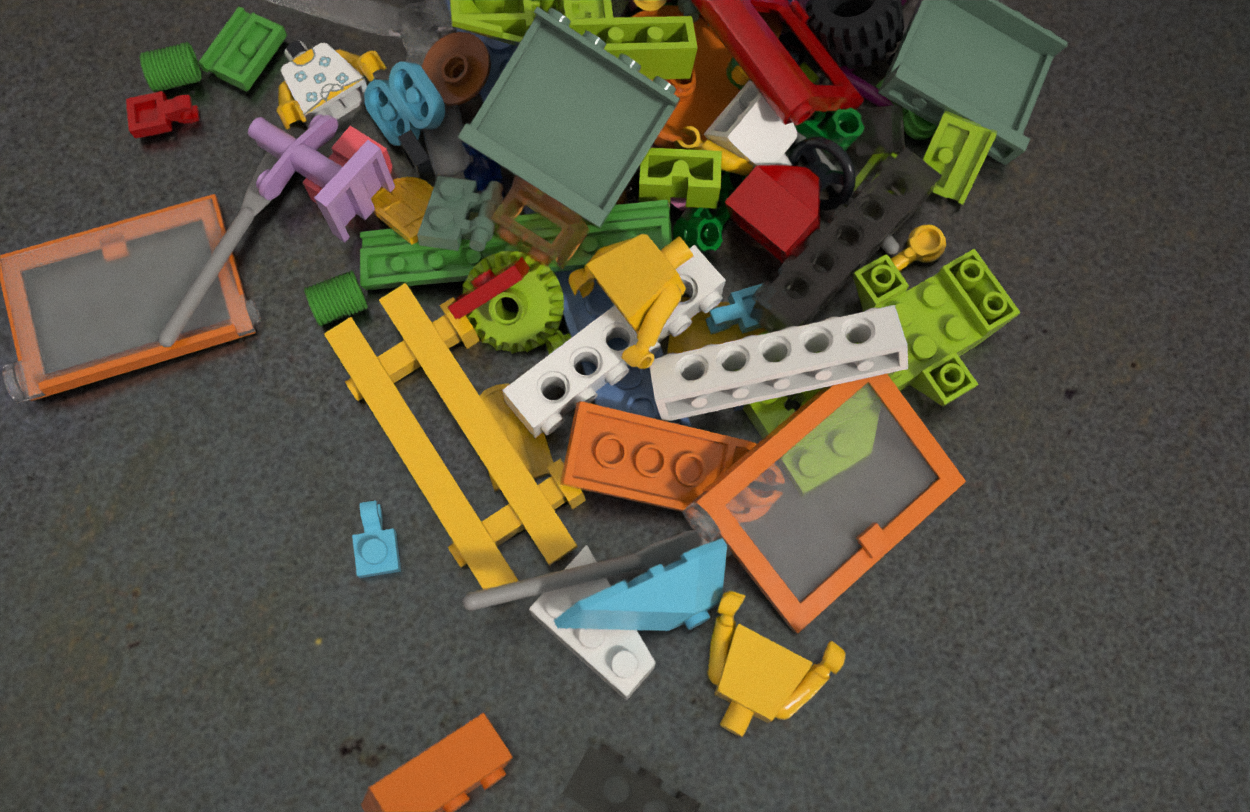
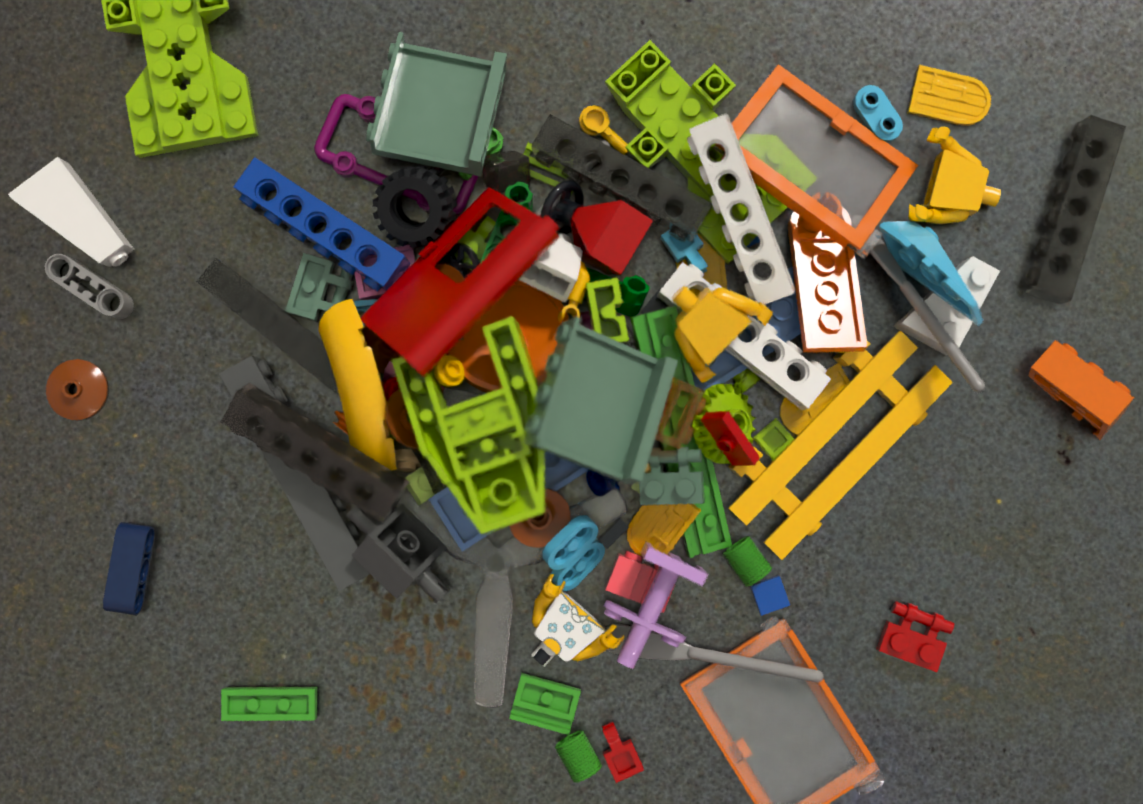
camera: 105 degrees left, 15 degrees up
(169, 478) = (911, 645): none -> red plate
(287, 321) = (769, 595): none -> blue tile
(376, 549) = (926, 478): medium azure plate -> none
(481, 367) = (773, 439): none -> lime tile
(879, 597) = (874, 114): none -> medium azure plate
(886, 704) = (949, 97): none -> yellow window
(958, 154) = (521, 107): lime plate -> none

